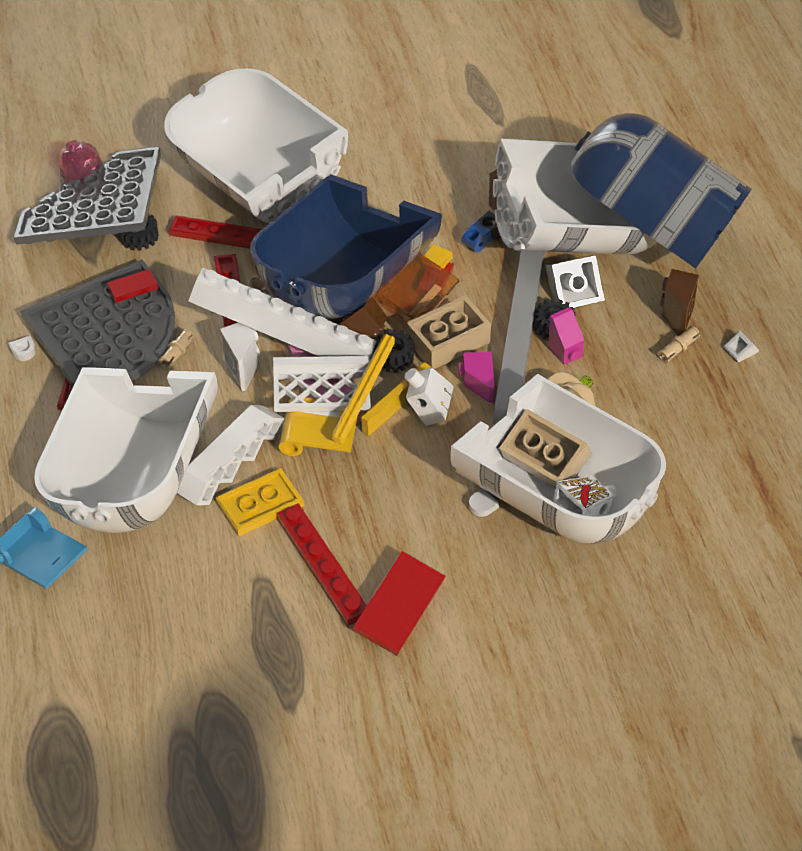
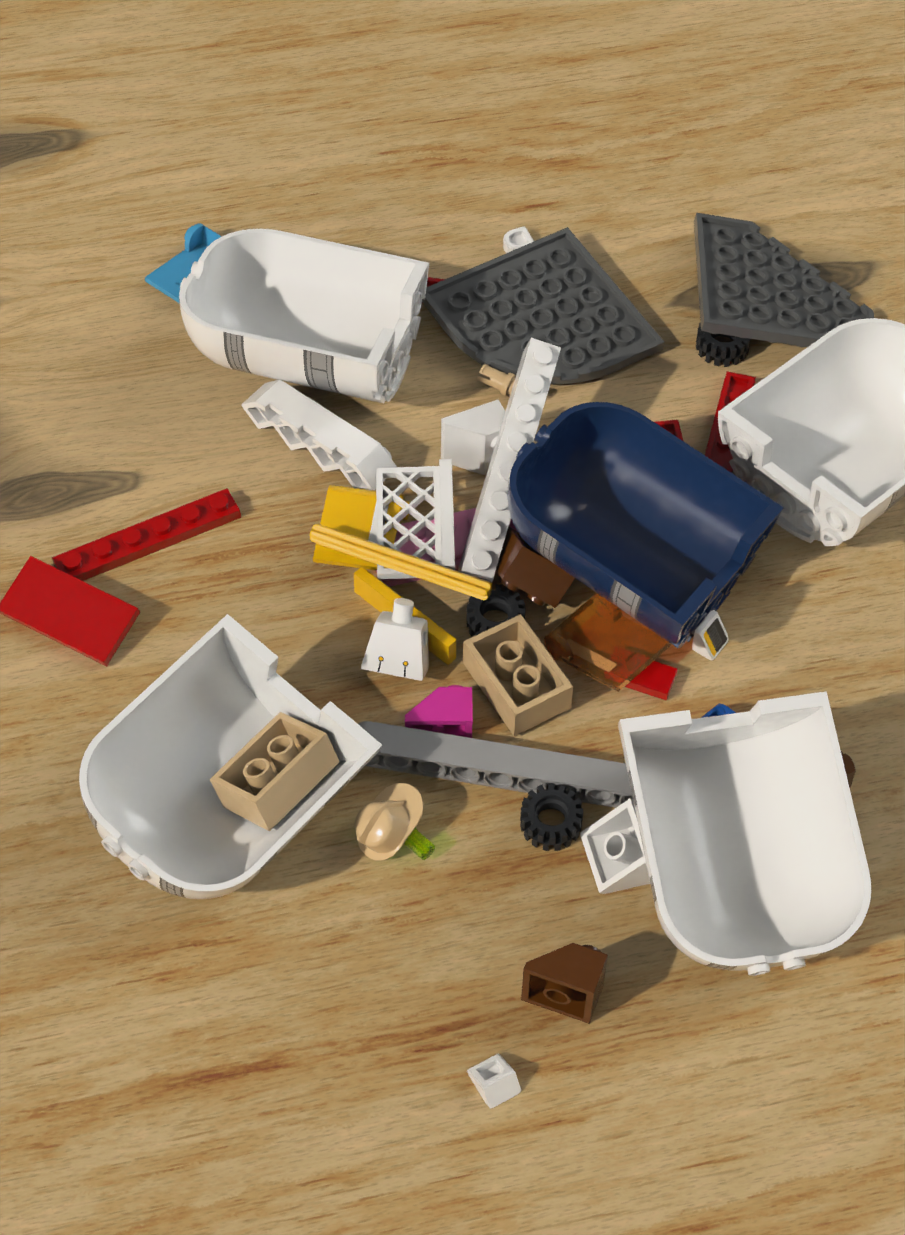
camera: 90 degrees right, 5 degrees up
(78, 159) = (844, 266): clear pink cylinder -> none
(132, 286) = (608, 329): red tile -> none
(258, 501) = (253, 475): yellow tile -> none
(439, 255) = (671, 670): yellow tile -> none
(565, 336) = (500, 820): dark pink slope -> none
(585, 496) = (187, 817): torso -> none
(658, 183) = (759, 928): dark blue cylinder -> none
(678, 344) = (496, 983): tan pin -> none

